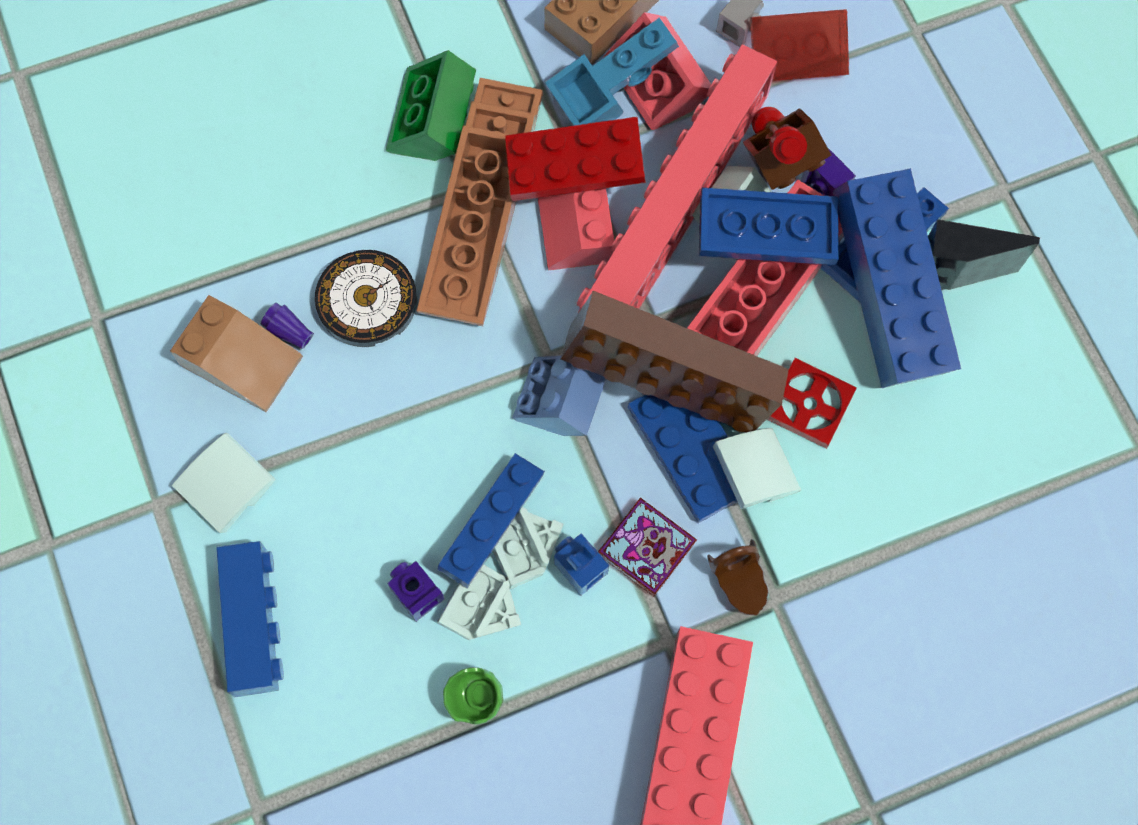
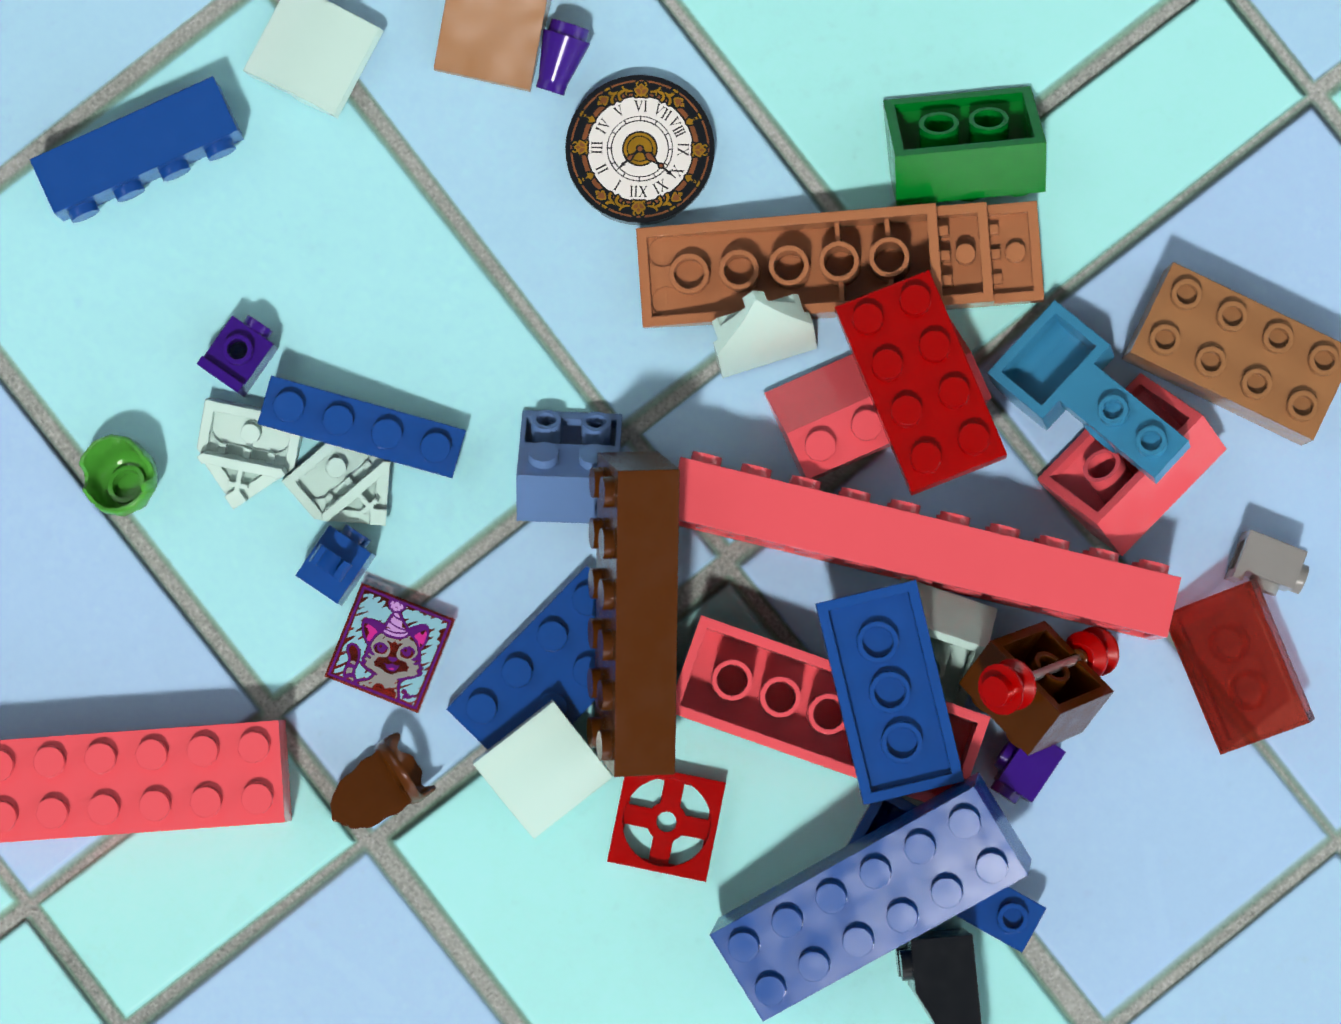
camera: 75 degrees right, 15 degrees up
(511, 252) = (762, 333): none -> light aqua slope

